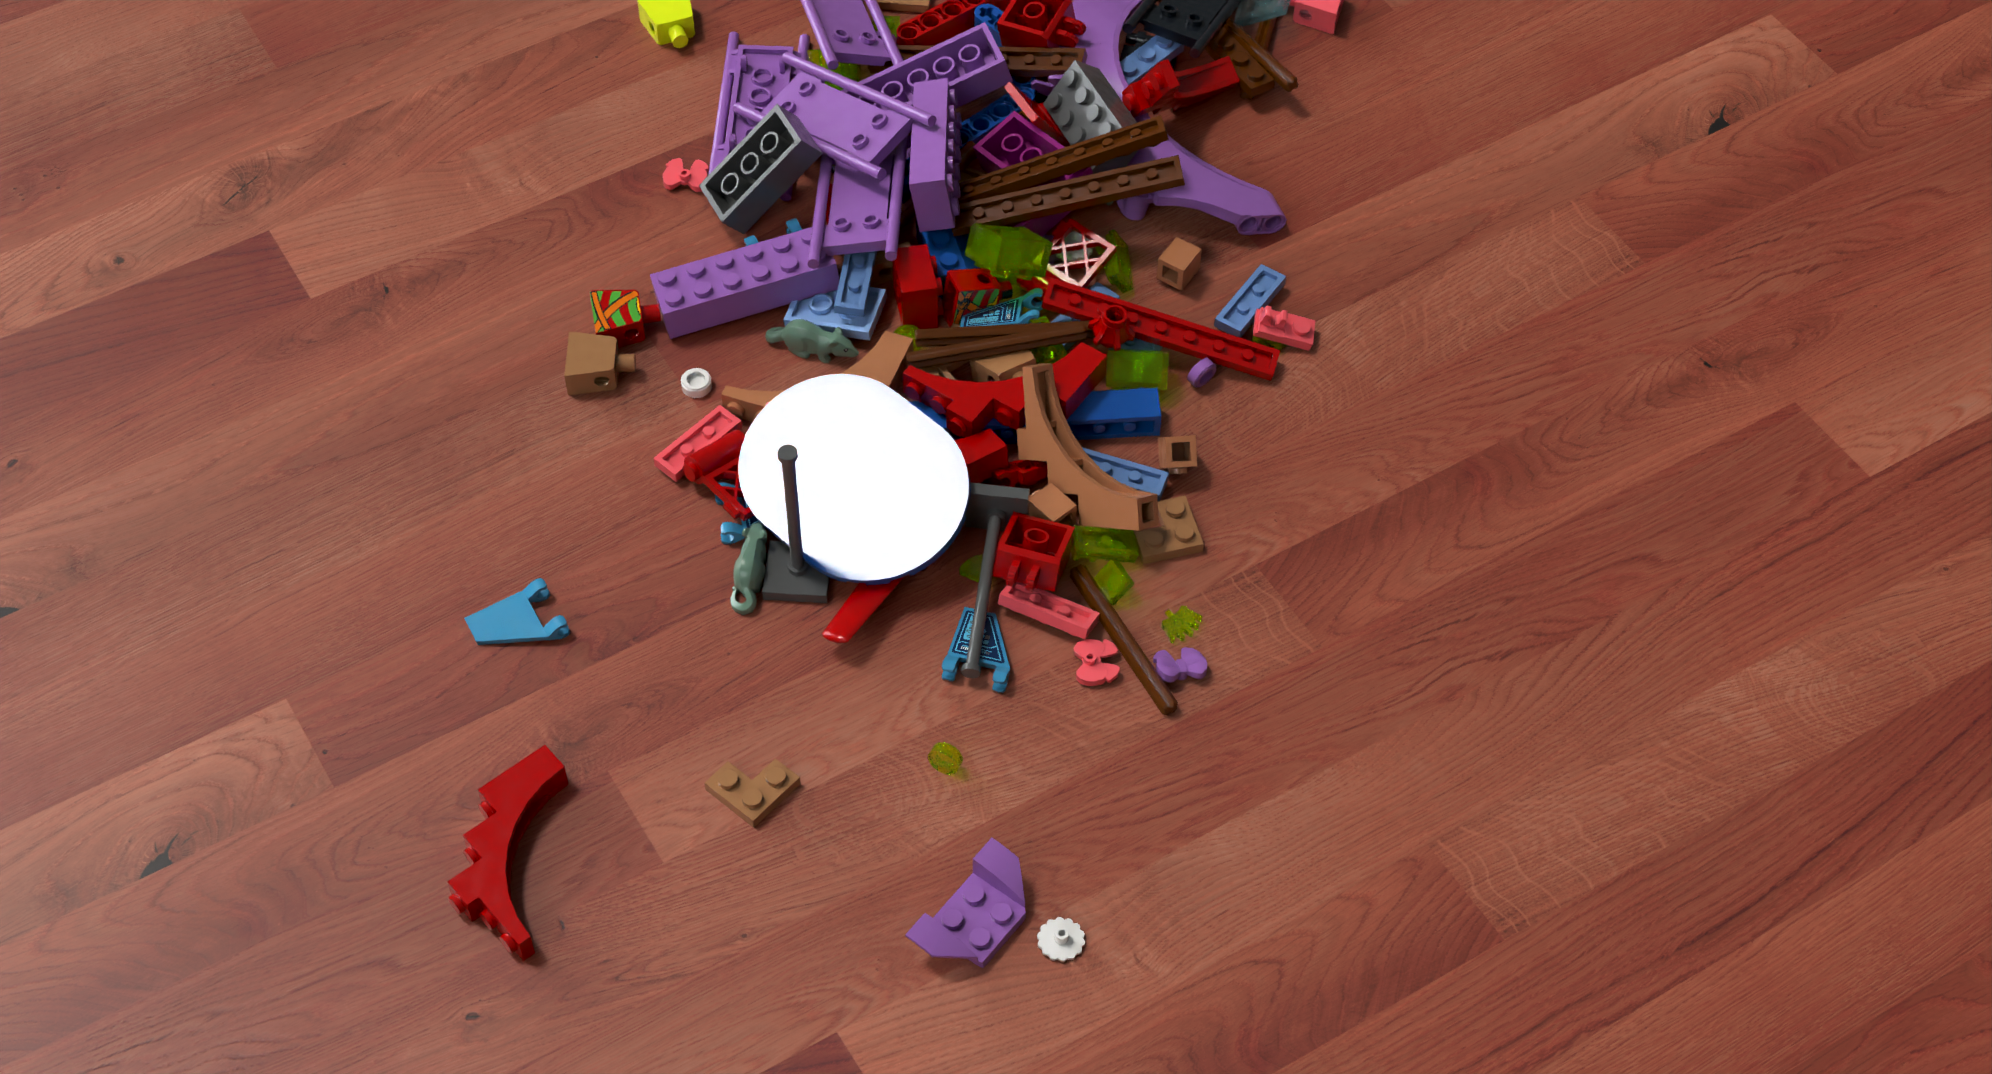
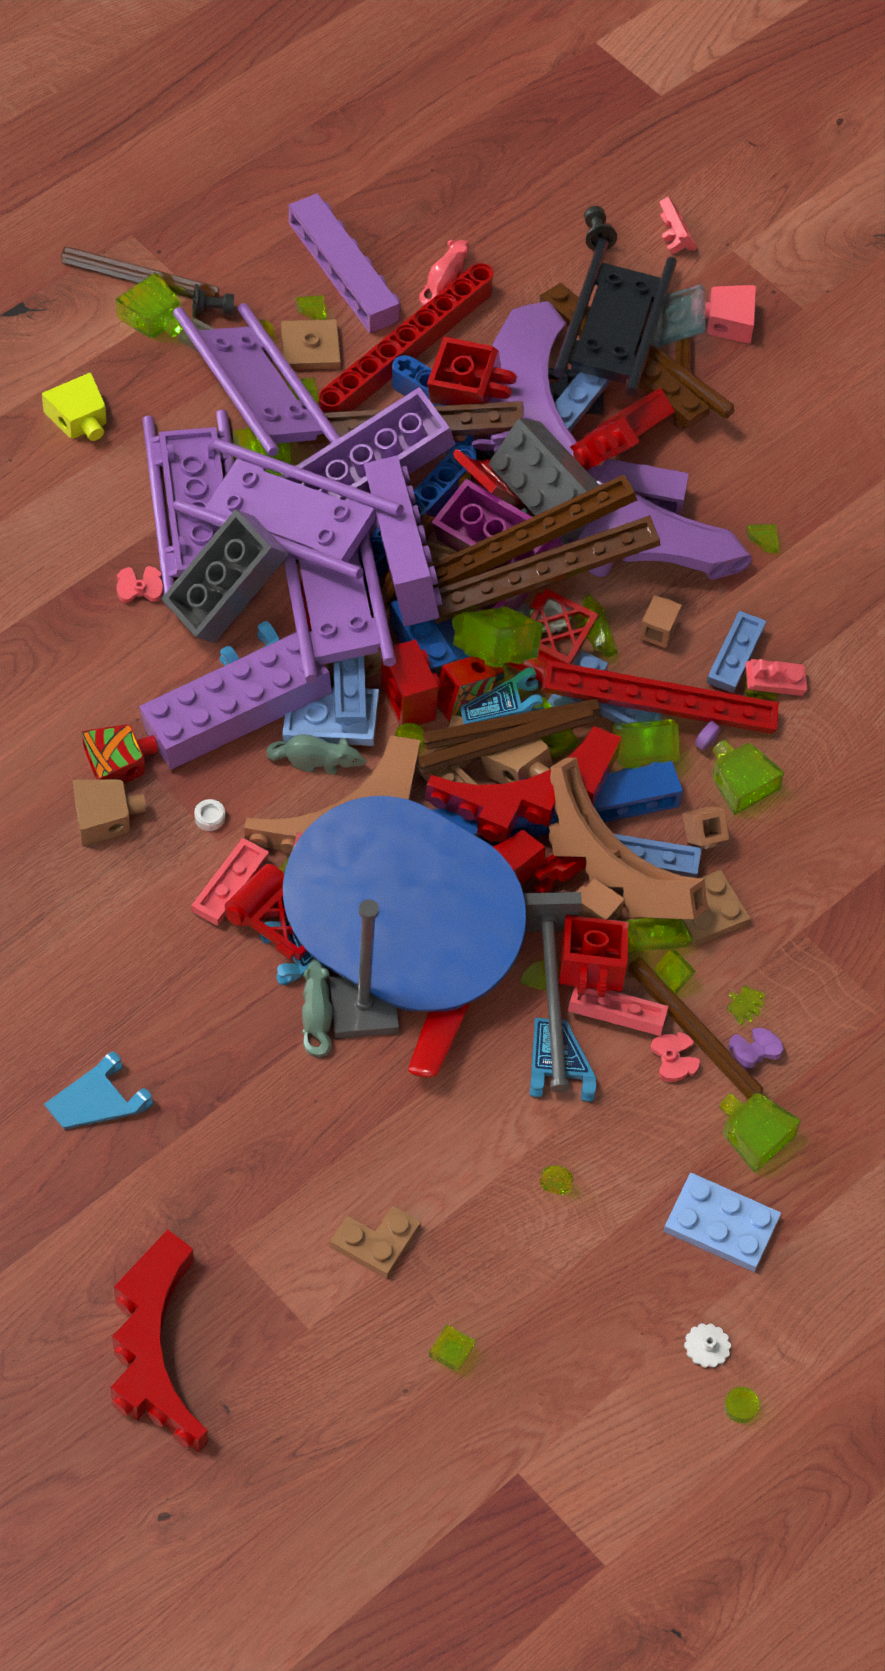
camera: 15 degrees left, 5 degrees up
(799, 900) = (452, 1348): none -> clear neon green plate
(979, 913) = (625, 1330): medium lavender piece -> none
(1081, 1001) = (741, 1404): none -> clear neon green tile
(1105, 824) = (722, 1222): none -> light blue plate
(1112, 328) = (618, 706): red rock -> none
(1162, 739) = (757, 1128): none -> clear neon green torso
(1207, 143) = (654, 484): none -> medium lavender brick
(1230, 413) = (744, 775): none -> clear neon green torso
(1304, 202) = (764, 536): none -> clear neon green tile

